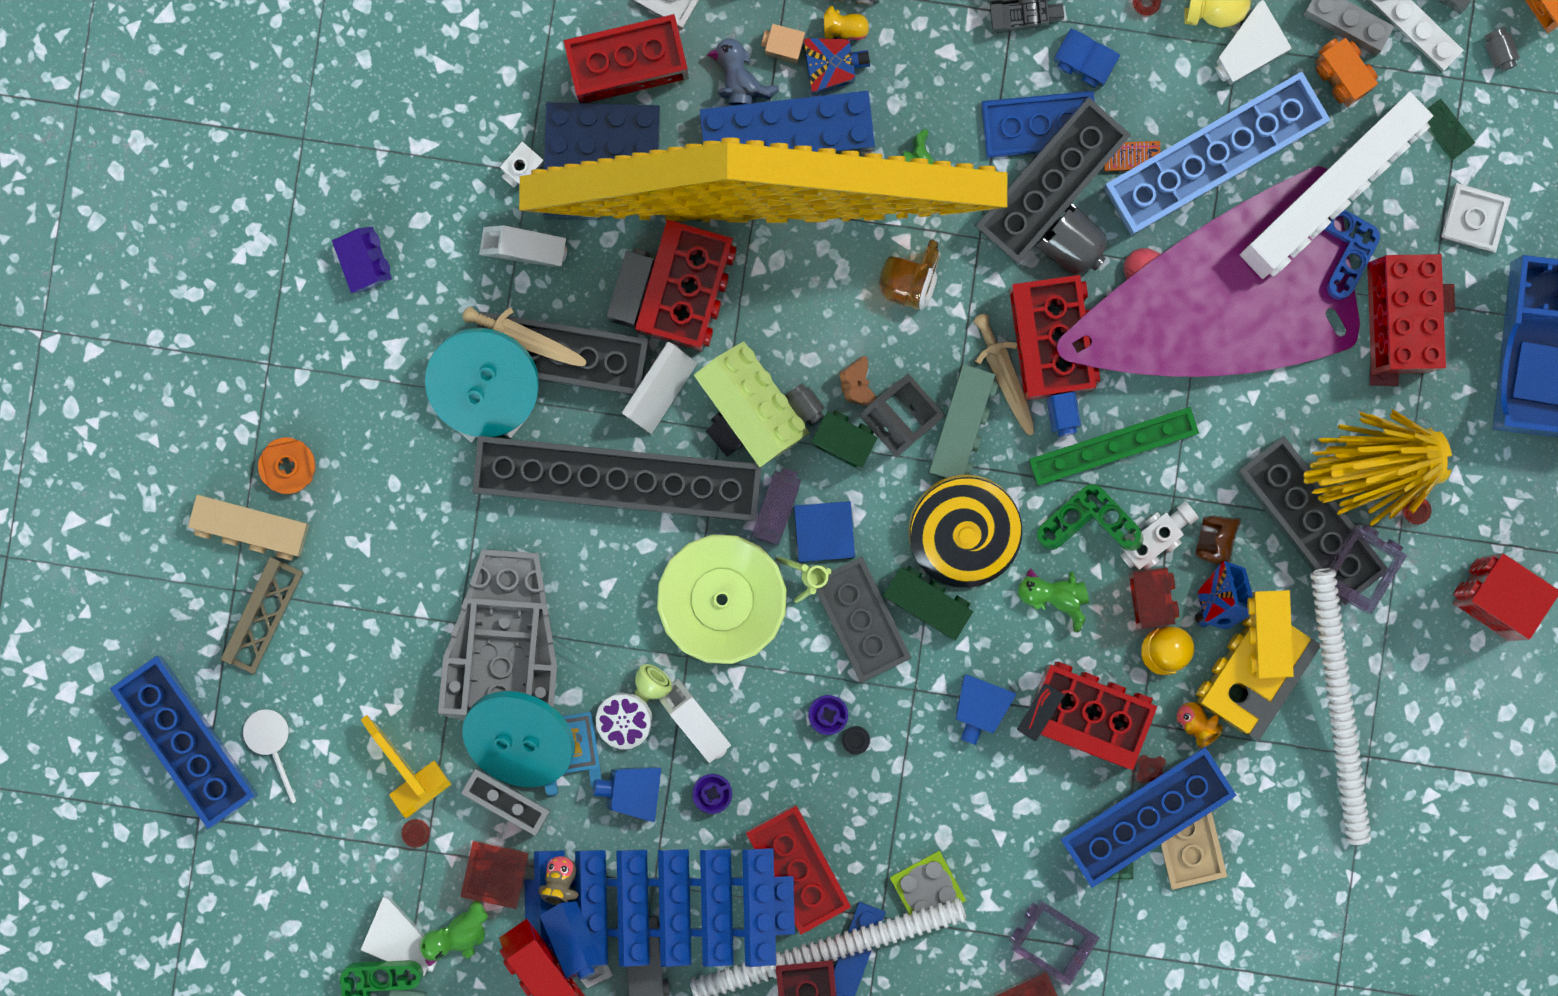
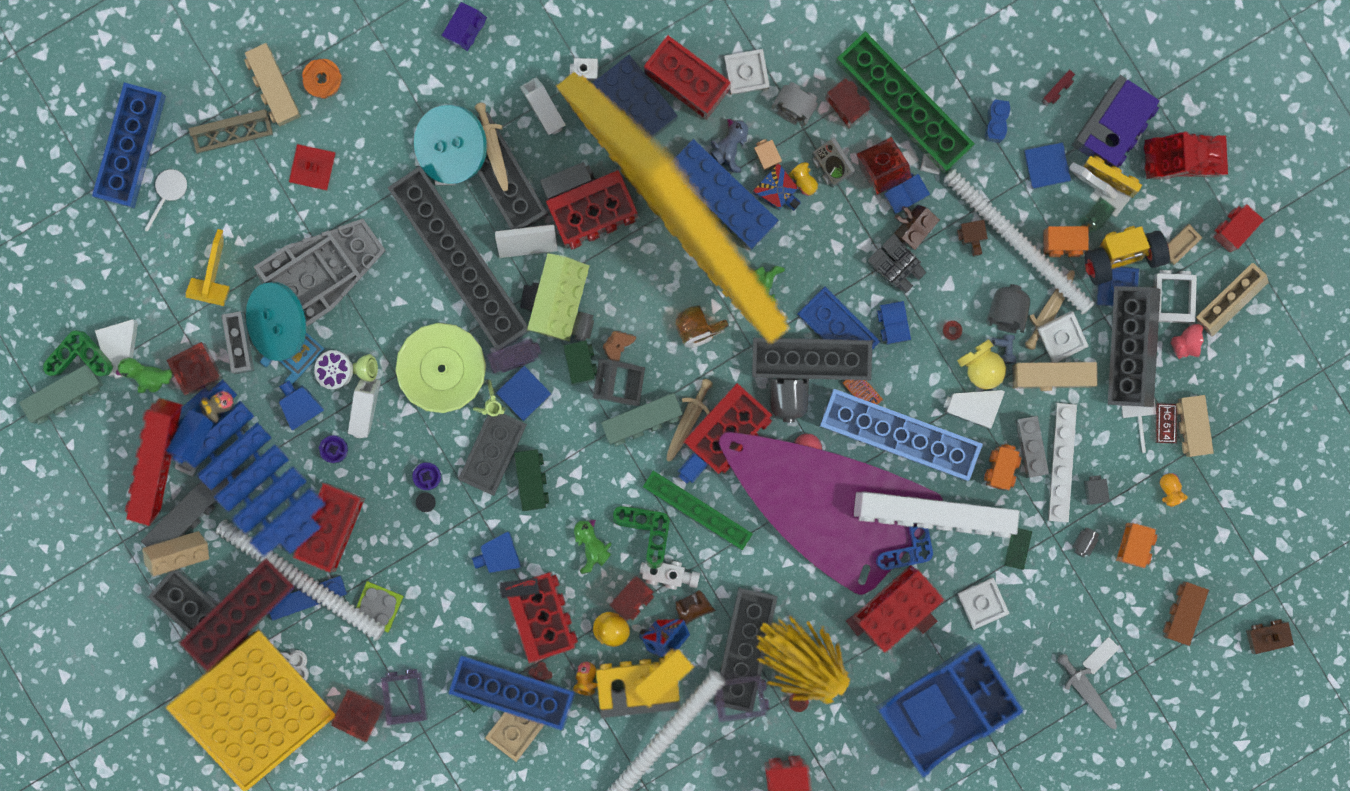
camera: 50 degrees right, 0 degrees up
(376, 559) = (312, 167): none -> red piece
(415, 833) = (182, 309): clear red plate -> none
(965, 531) = (585, 468): dish -> none

